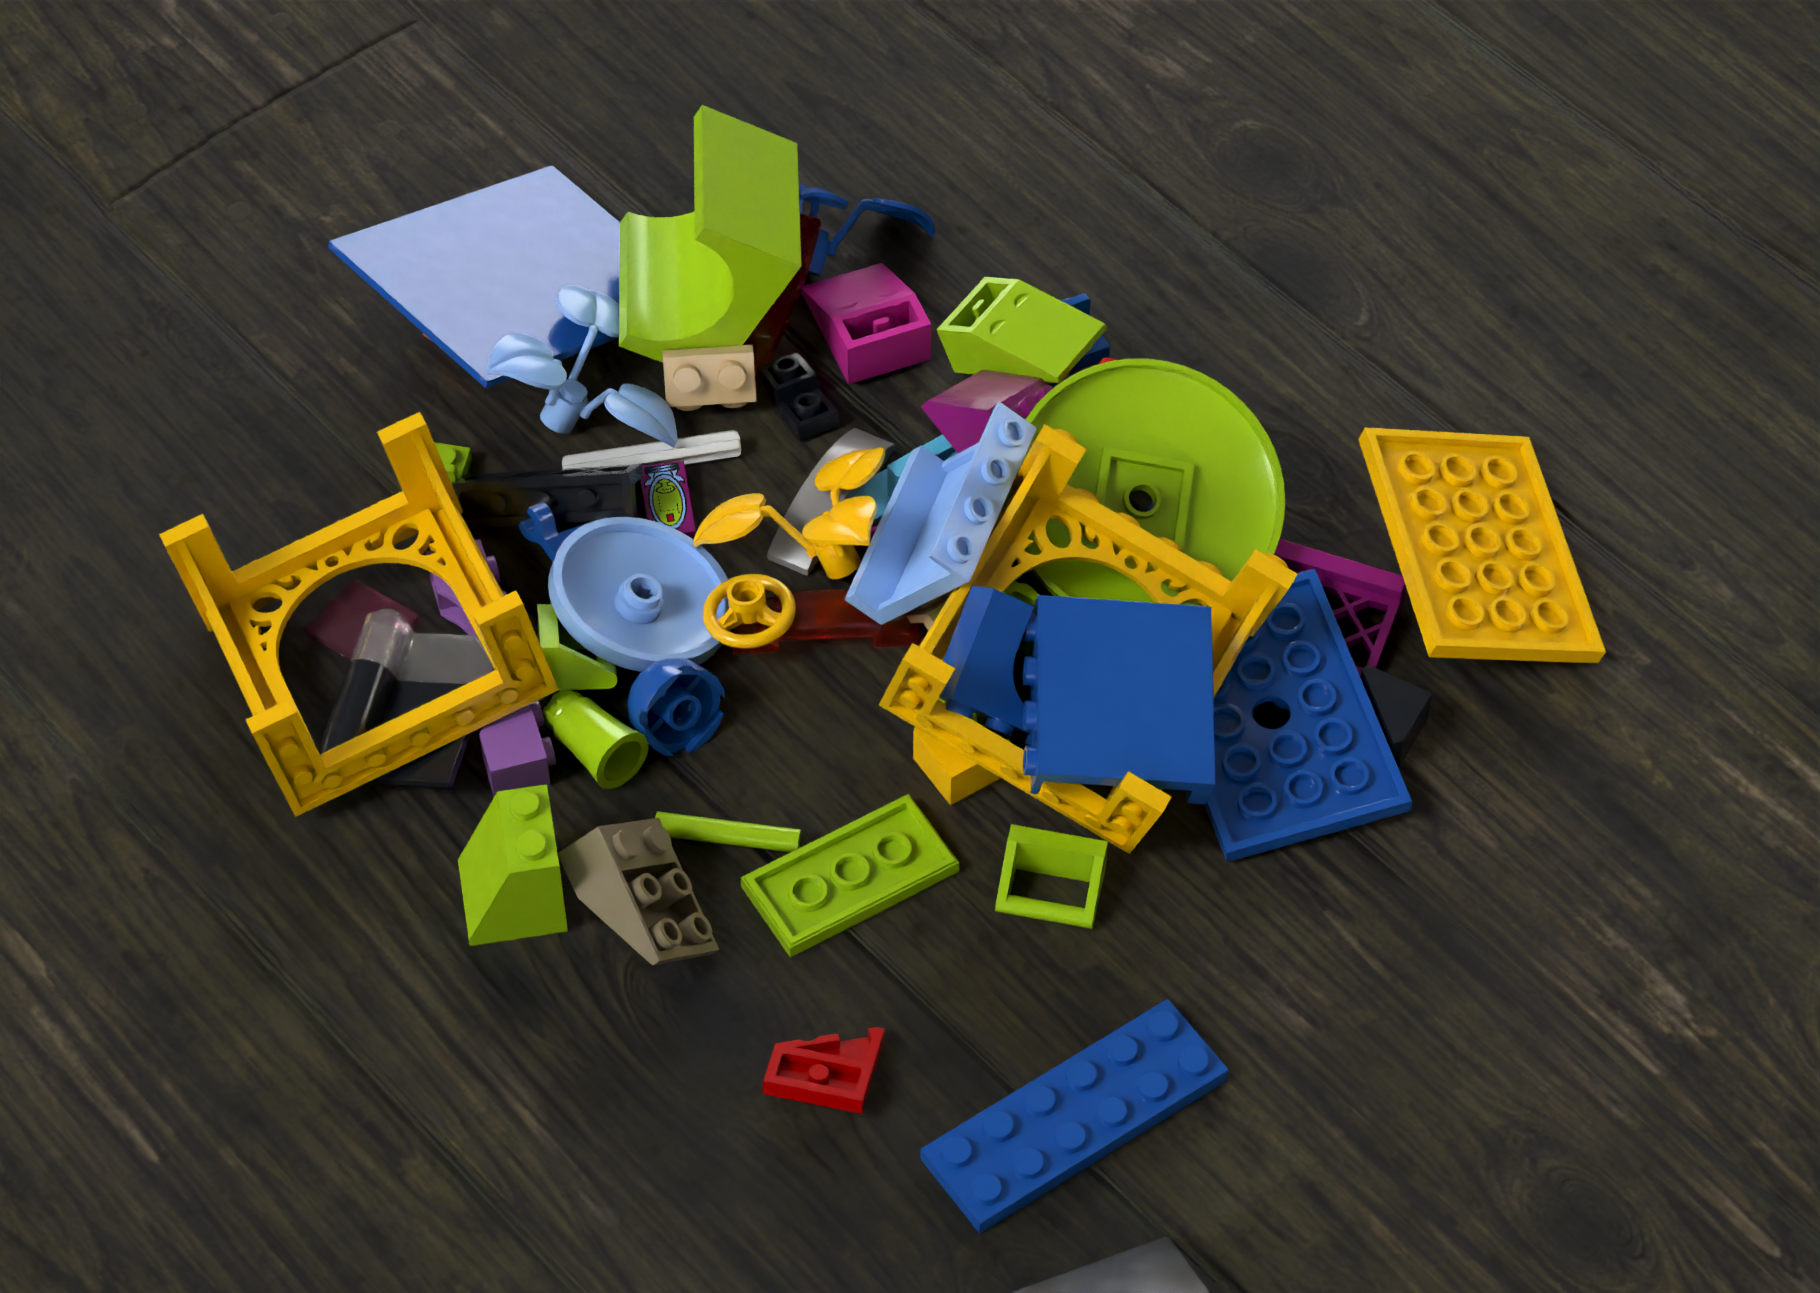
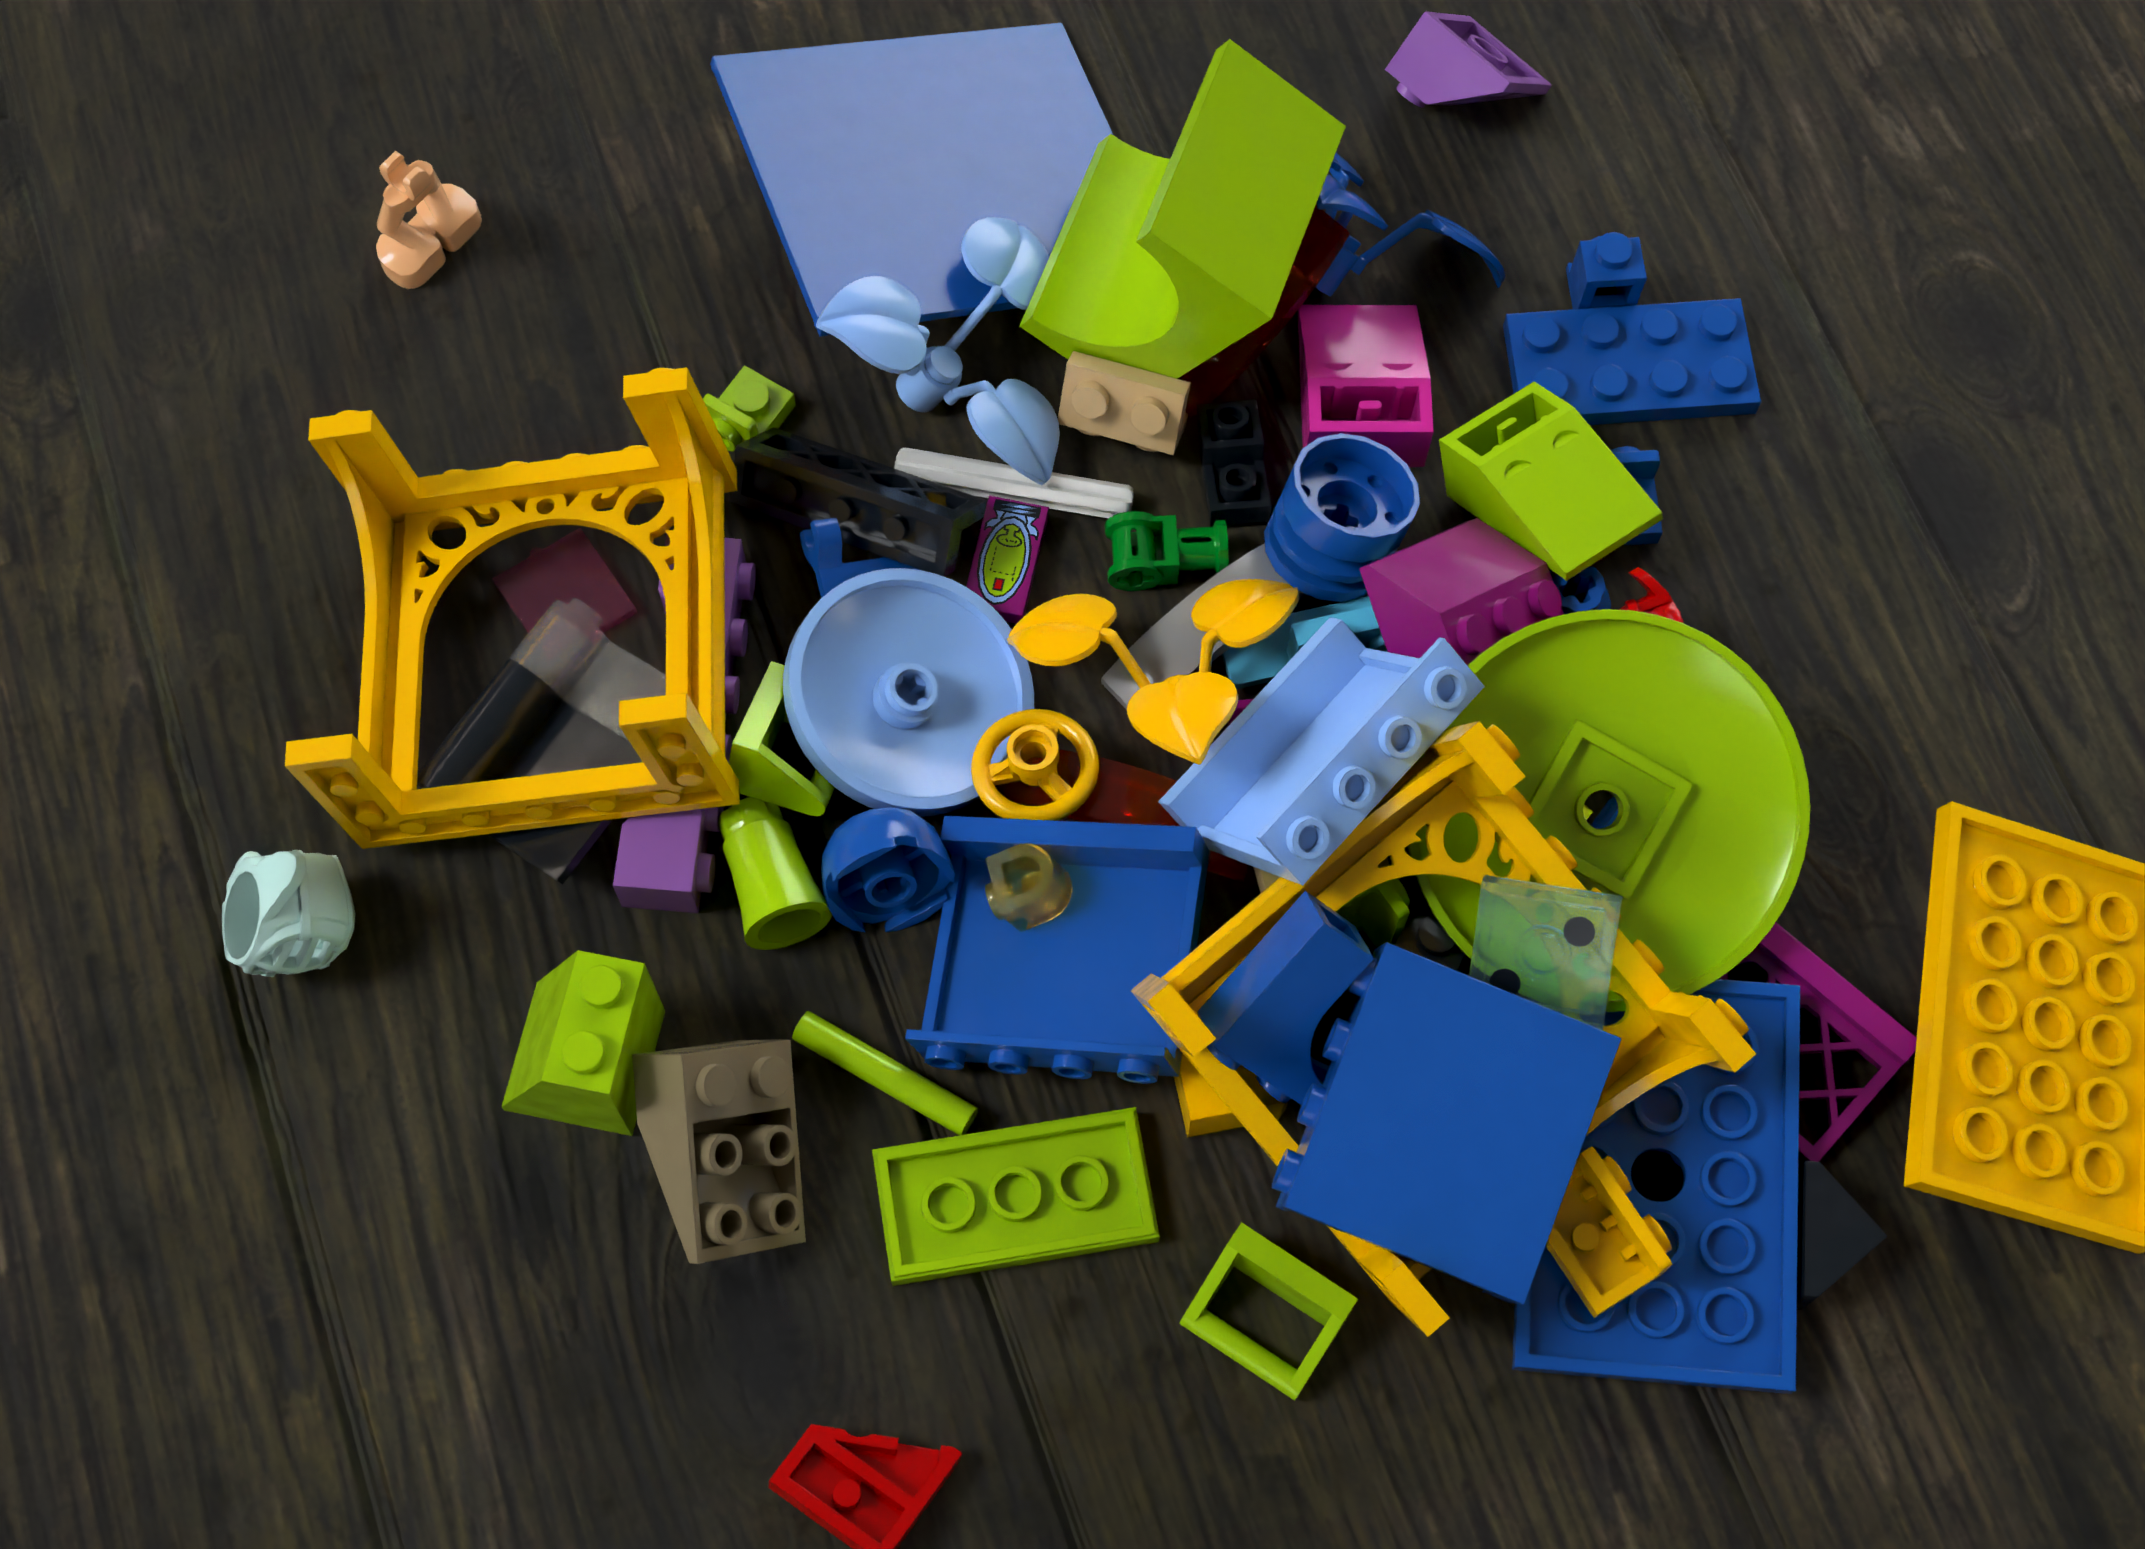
camera: 20 degrees right, 15 degrees up
(149, 422) = (444, 219): none -> light nougat piece
(262, 865) = (286, 912): none -> light aqua piece
(774, 460) = (1161, 549): none -> green connector
(777, 680) = (1027, 886): none -> clear yellow plate
(808, 707) = (1066, 985): none -> blue panel
(846, 108) = (1459, 62): none -> medium lavender slope
(885, 395) = (1339, 512): none -> blue wheel
(1001, 192) = (1607, 262): none -> blue brick
(1050, 248) = (1638, 360): none -> blue plate
(1140, 569) = (1547, 945): none -> clear light blue tile
(1252, 747) = (1602, 1237): none -> yellow bracket

